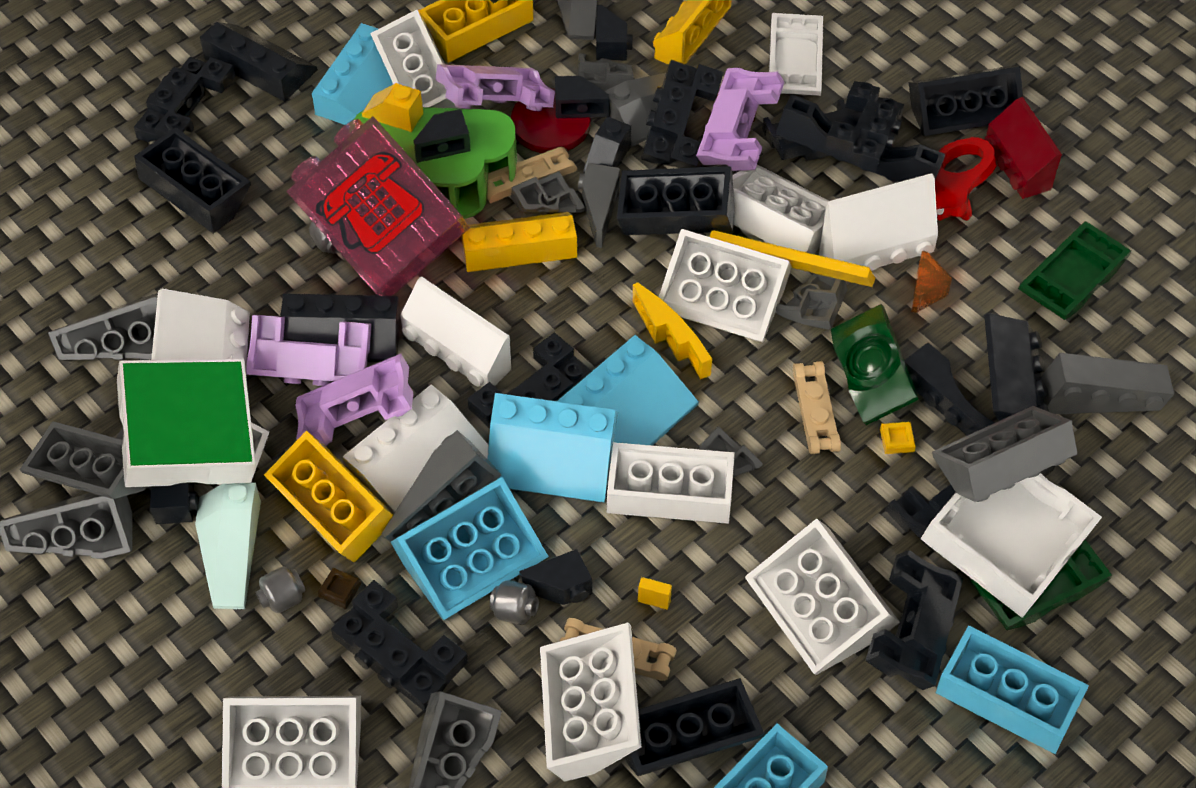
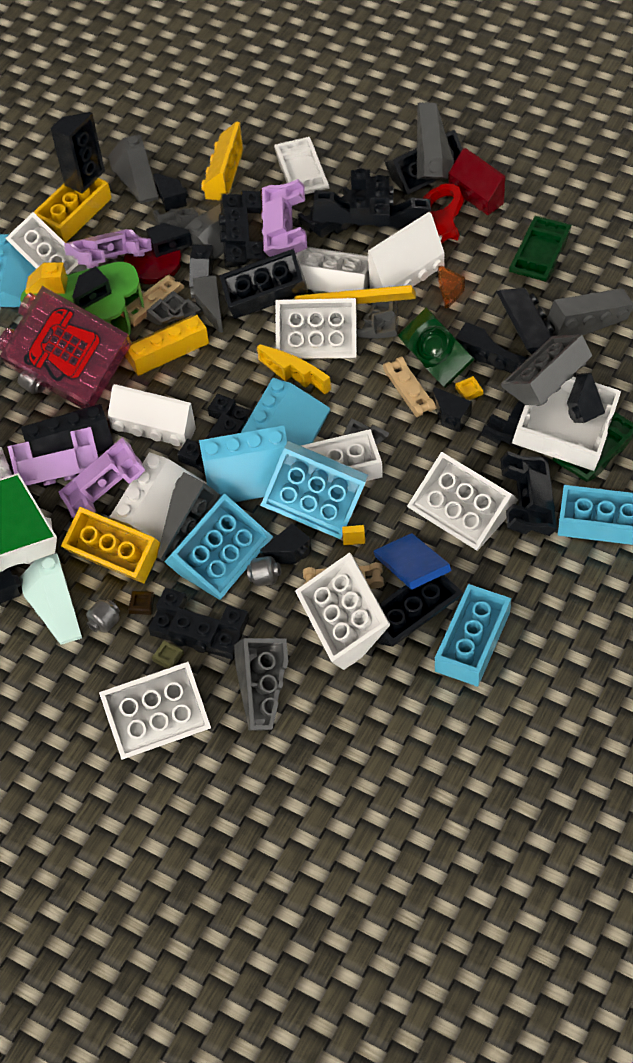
camera: 15 degrees left, 0 degrees up
(342, 674) = (167, 655): none -> olive tile
(623, 512) = (314, 489): none -> medium azure slope
(714, 661) = (412, 561): none -> blue tile
(860, 460) = (451, 409): none -> black slope
(980, 84) = (433, 150): none -> dark grey wedge
(1044, 513) = (584, 399): none -> black slope

